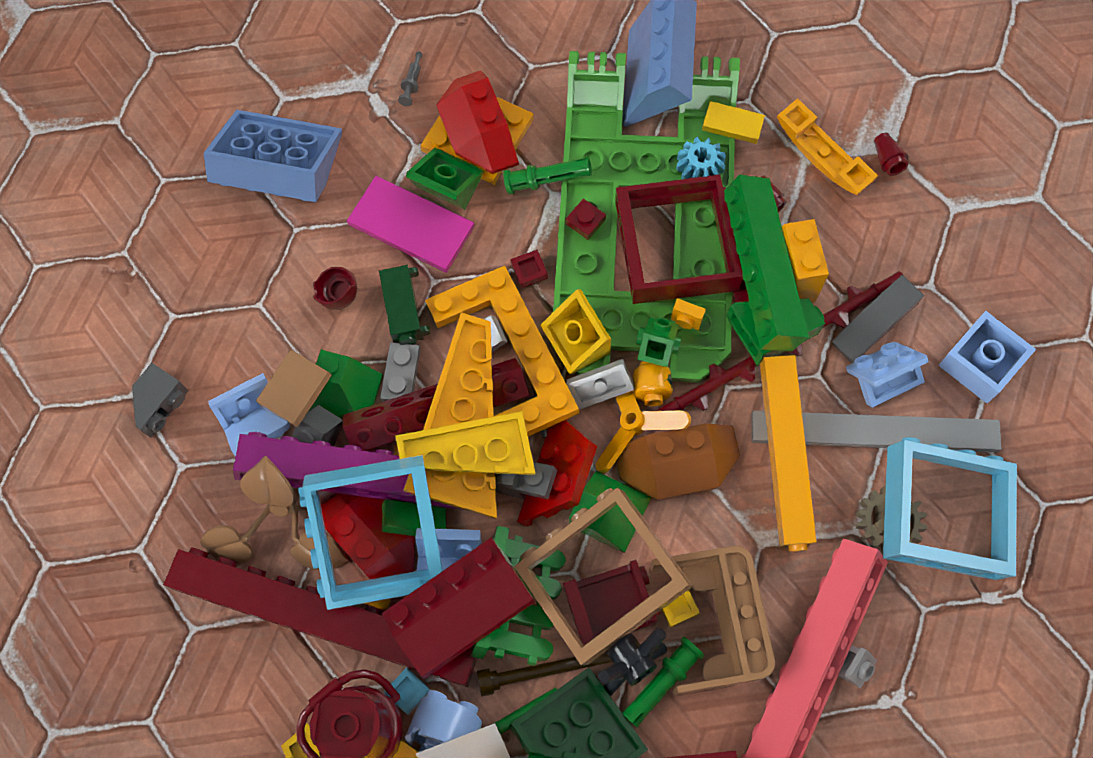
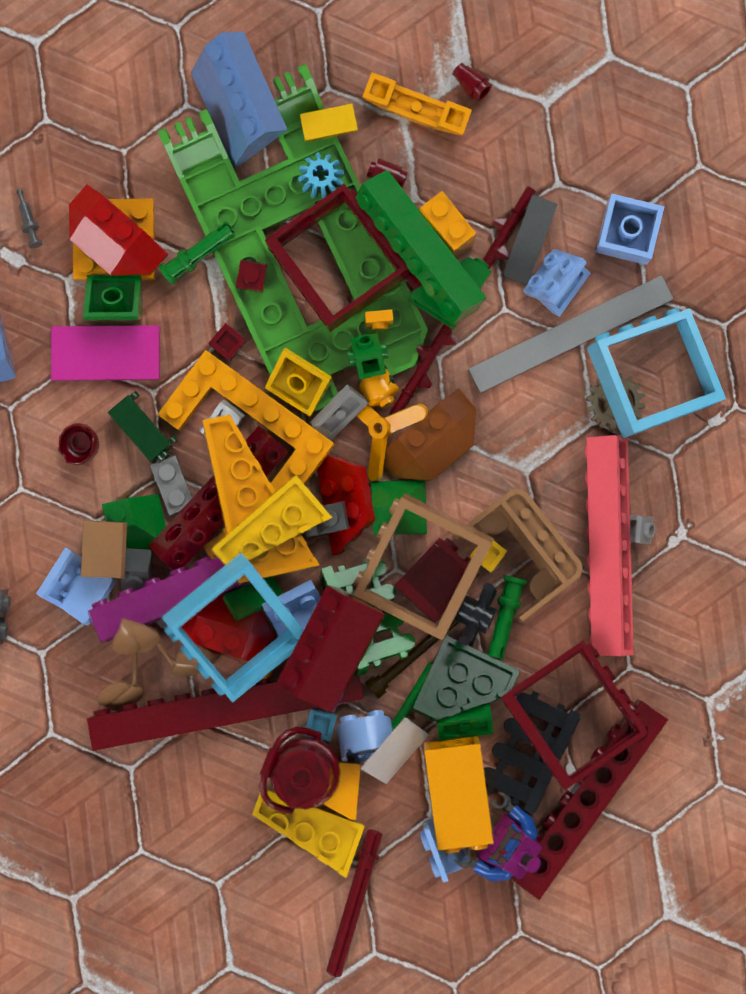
camera: 30 degrees left, 15 degrees up
(787, 453) = (512, 391): light orange brick -> none

